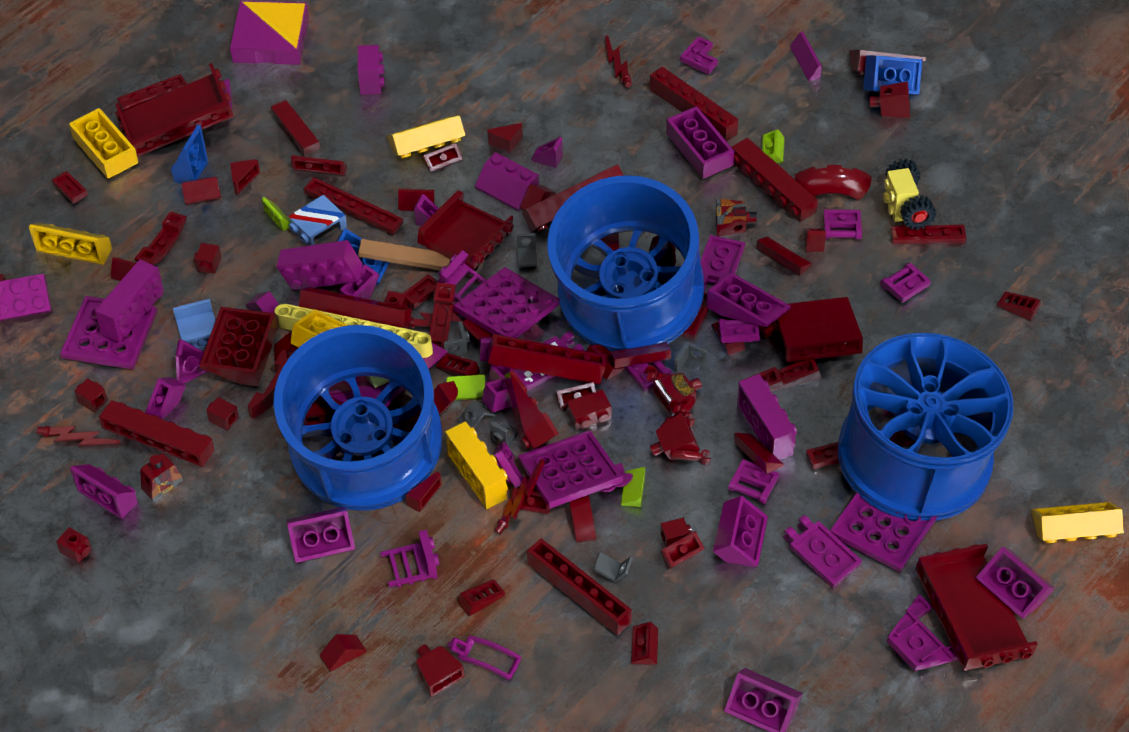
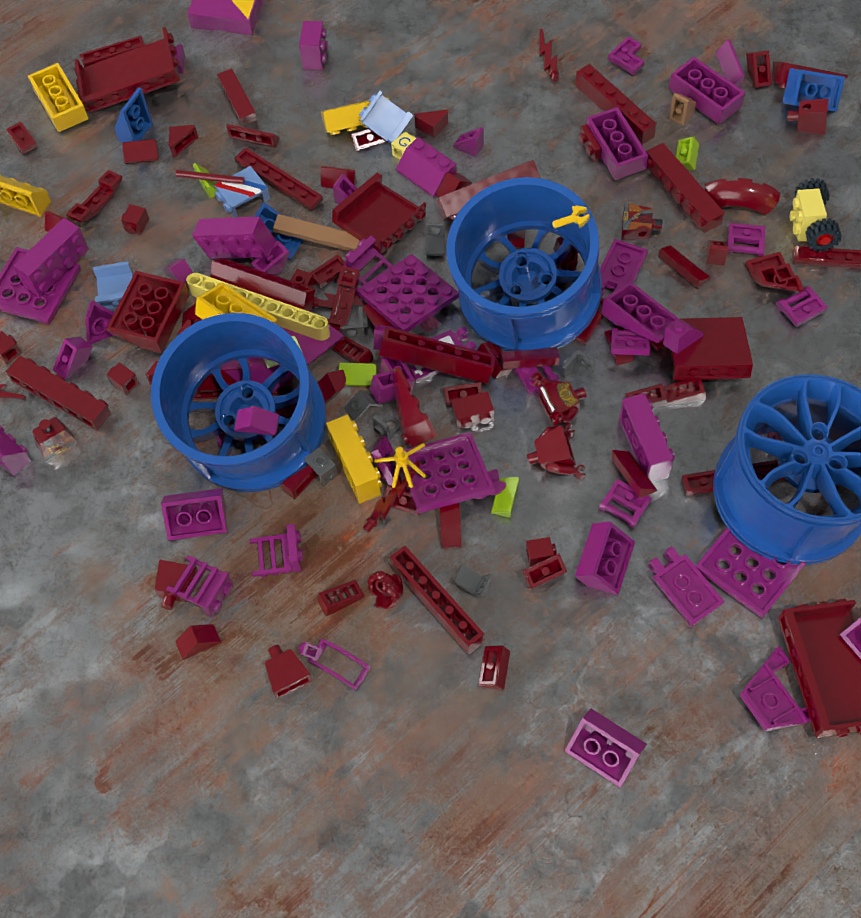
camera: 10 degrees right, 10 degrees up
(283, 208) = (211, 177): none -> dark red bar
(311, 599) = (168, 575): none -> dark red torso
(352, 602) = (213, 591): none -> magenta plate
(385, 423) = (257, 421): none -> magenta slope
(445, 474) = (322, 465): none -> dark grey bracket
(457, 136) = (384, 118): none -> panel
(477, 161) = (400, 144): none -> light yellow brick
(527, 457) = (402, 460): none -> yellow plant
(527, 586) = (386, 588): none -> dark red hair
(671, 209) = (574, 217): none -> yellow bar
(673, 144) = (591, 144): none -> dark red plate
(762, 103) = (681, 109): none -> medium nougat slope
(785, 83) = (711, 91): none -> magenta brick
(788, 318) = (680, 335): none -> magenta slope
(836, 57) = (759, 68): none -> dark red slope
(873, 252) = (774, 272): none -> dark red slope

